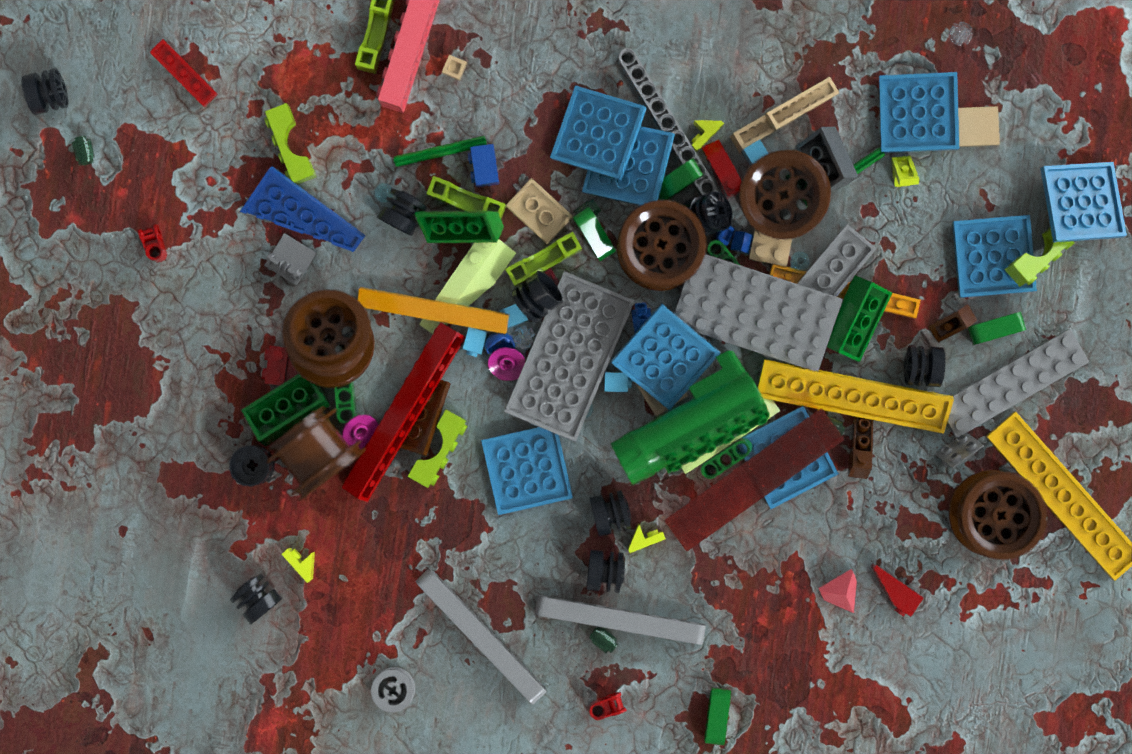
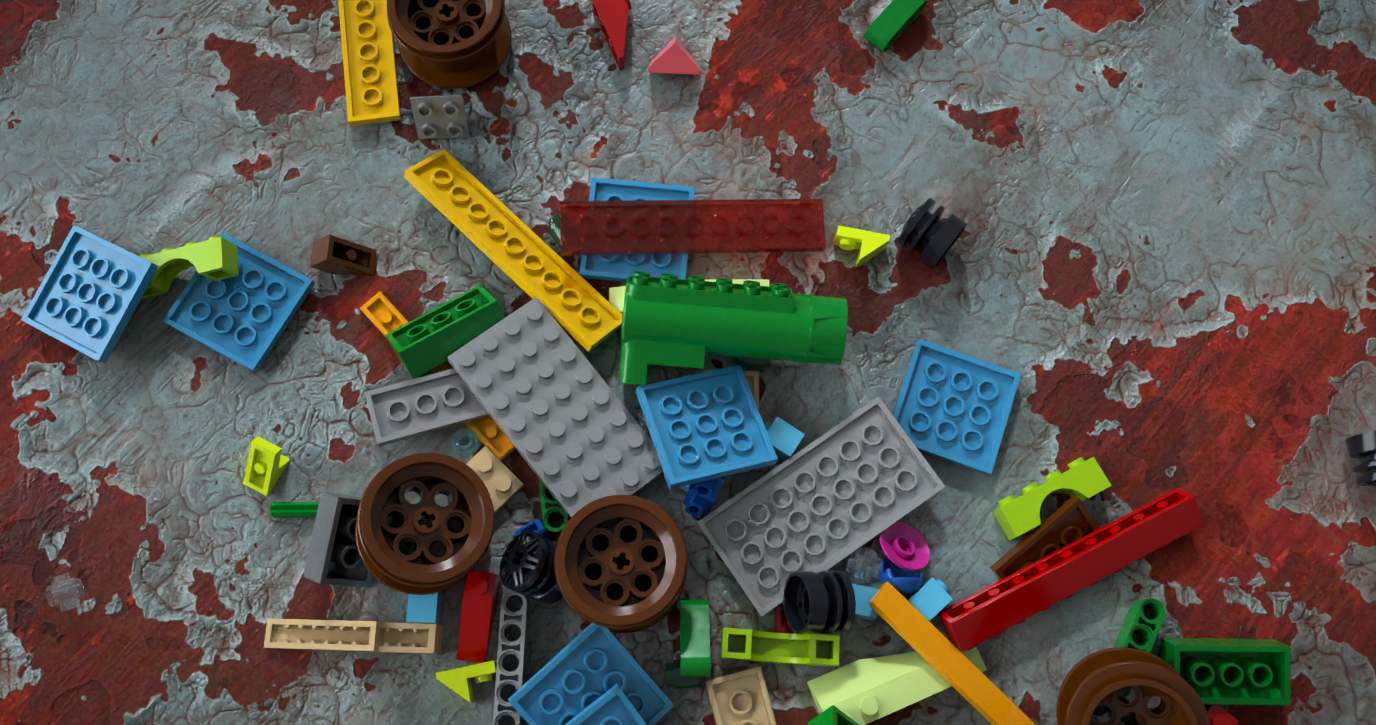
camera: 145 degrees left, 15 degrees down
(240, 465) = (1310, 623): black wheel -> none
(305, 567) = (1300, 460): neon yellow slope -> none
(314, 451) = (1228, 581): reddish brown wheel -> none
(367, 427) = (1142, 580): dark pink dish -> none
(384, 702) = (1268, 250): light grey wheel -> none
(481, 636) = (1119, 258): light grey beam -> none
(603, 640) = (976, 167): clear green brick -> none
(608, 706) = (1014, 97): red piece -> none
(610, 513) = (886, 291): black wheel -> none
(620, 619) = (945, 178): light grey beam -> none
(679, 179) = (540, 635): green beam -> none
(720, 465) = (718, 263): green beam -> none
(741, 242) = (518, 510): blue slope -> none
(861, 448) = (547, 188): reddish brown slope -> none
(919, 112) = (190, 527): dark azure plate -> none
(927, 366) = (410, 227): black wheel -> none
(978, 126) = (148, 471): tan tile -> none
(996, 328) = (297, 220): green beam -> none
(1015, 382) = (322, 154): light grey plate -> none

